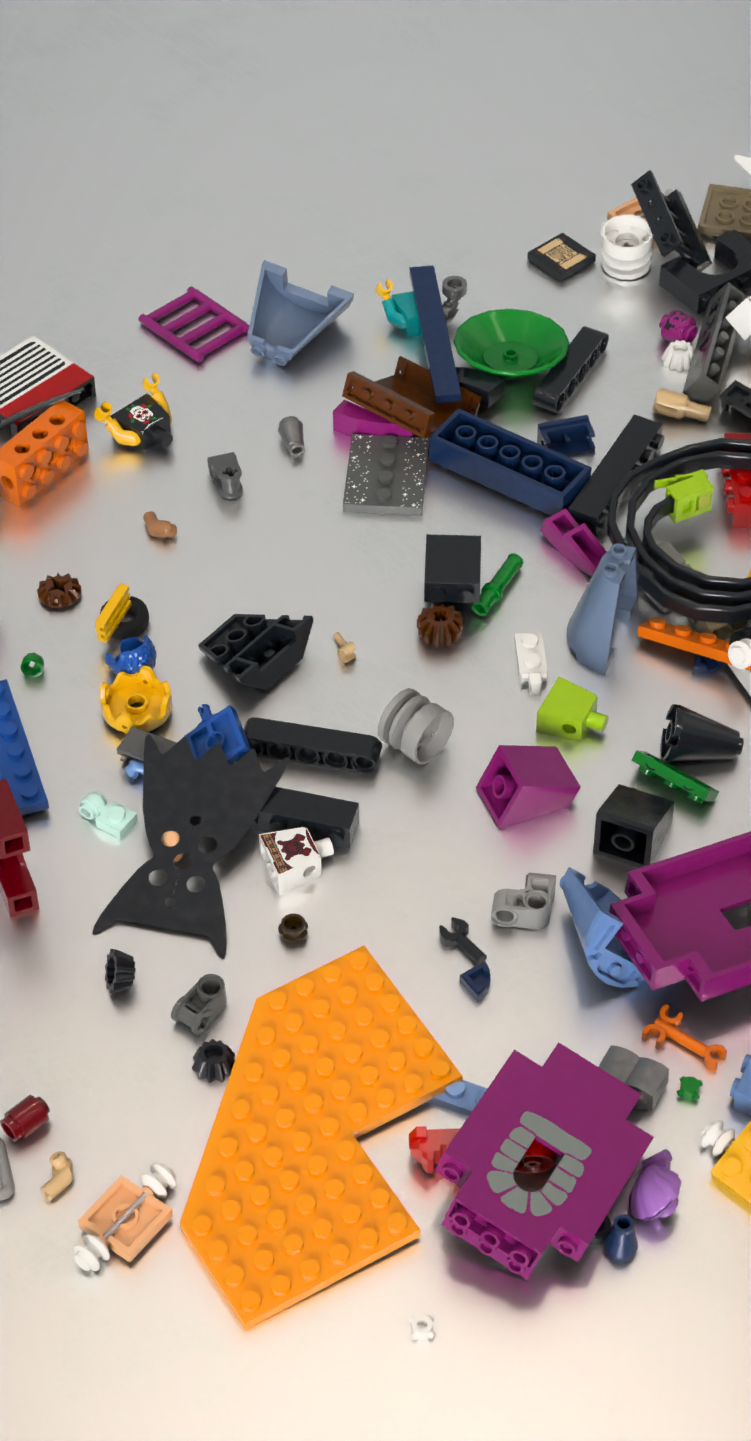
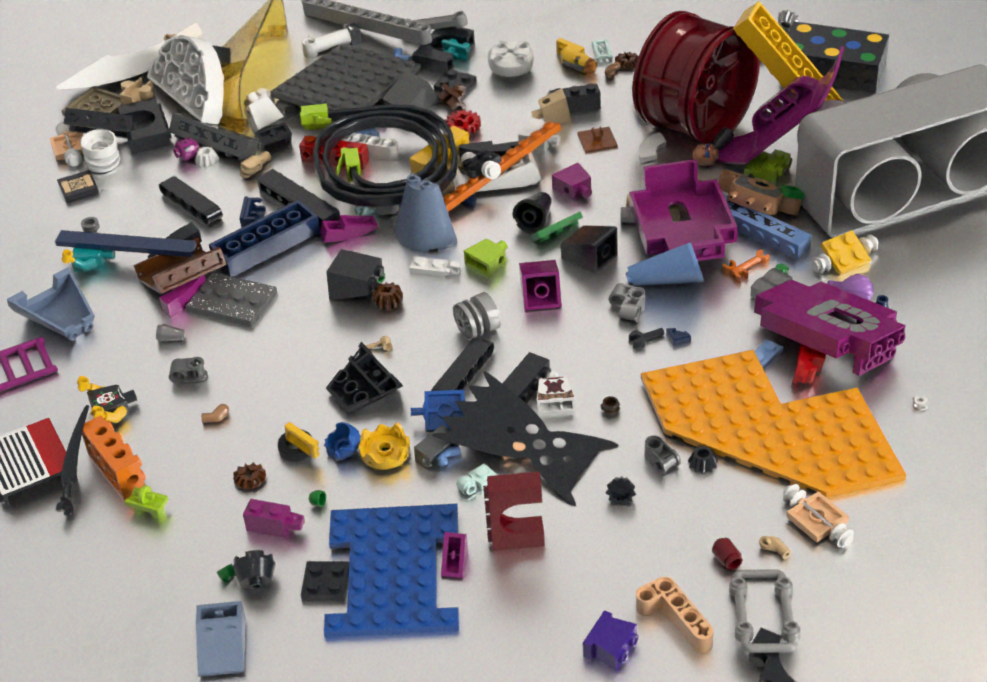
camera: 70 degrees left, 5 degrees down
(511, 342) = (158, 213): green dish -> none

